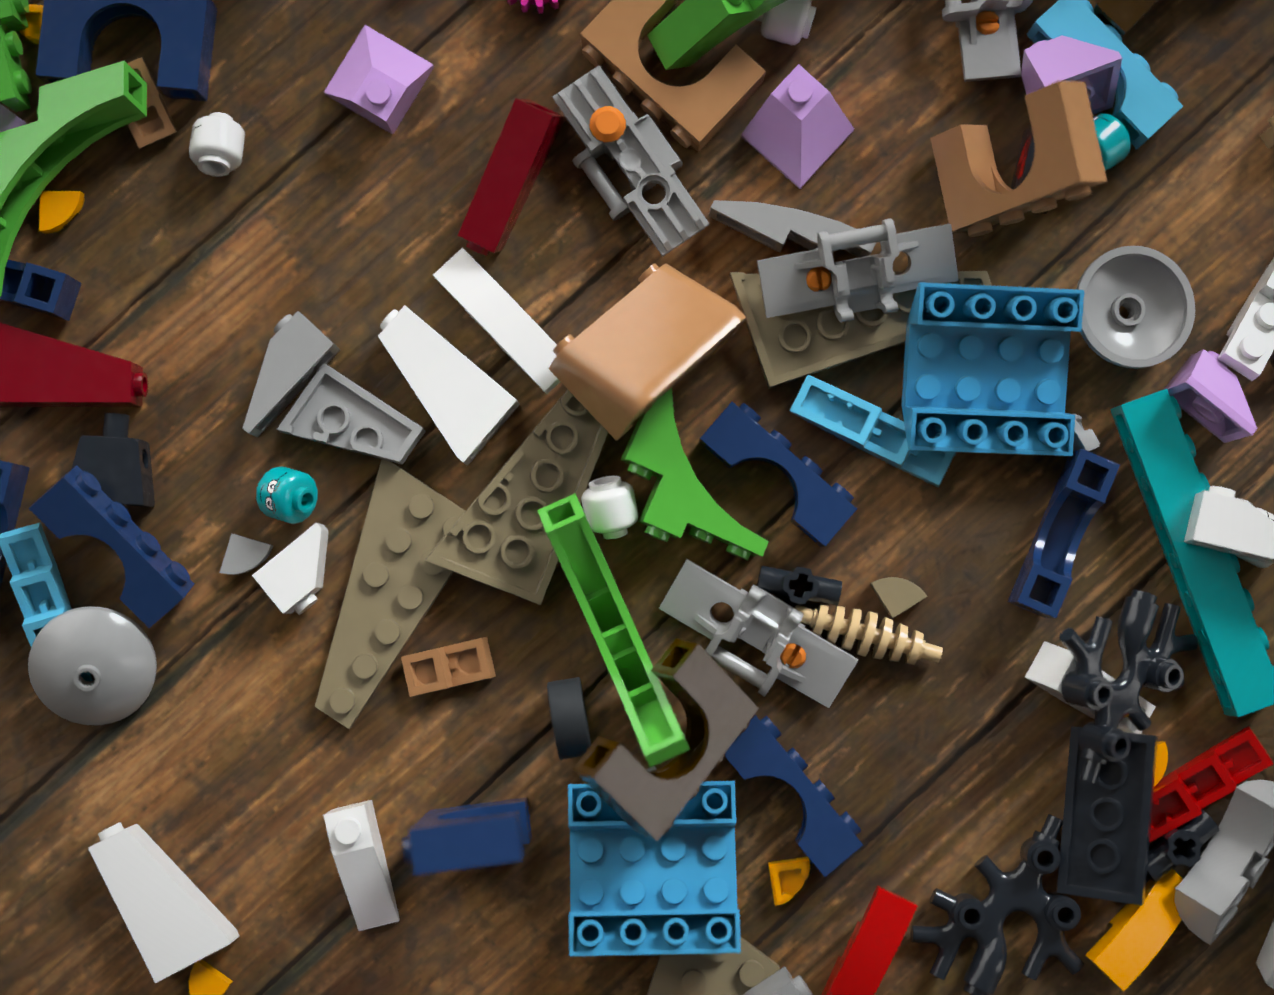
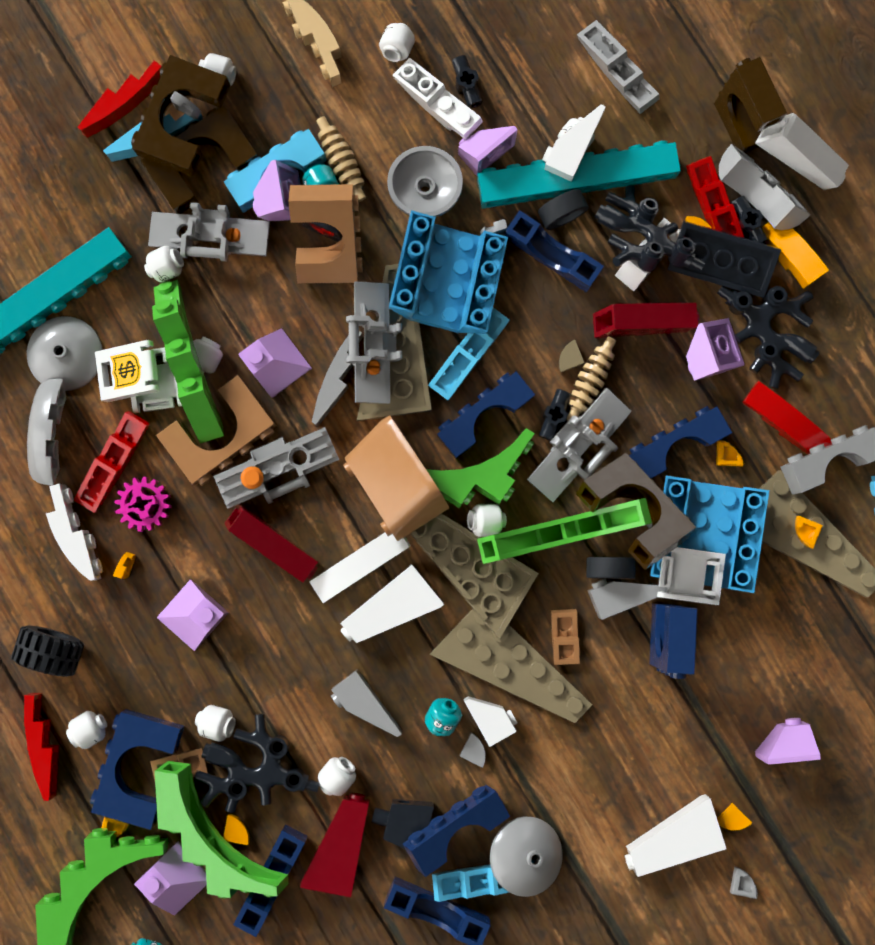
camera: 85 degrees left, 0 degrees up
(145, 233) = (263, 777): none -> black plant
(167, 347) = (337, 776): none -> white head
(350, 418) = (401, 670): light grey wing -> none
(362, 864) = (675, 710): white slope -> none
(527, 740) = (616, 597): none -> light grey slope
(579, 840) = (685, 575): none -> white container
(955, 824) = (713, 350): none -> lavender slope
(982, 704) = (645, 319): none -> dark red slope
(1135, 537) = (563, 209): none -> black tyre
(1144, 169) = (340, 157): none -> tan piece

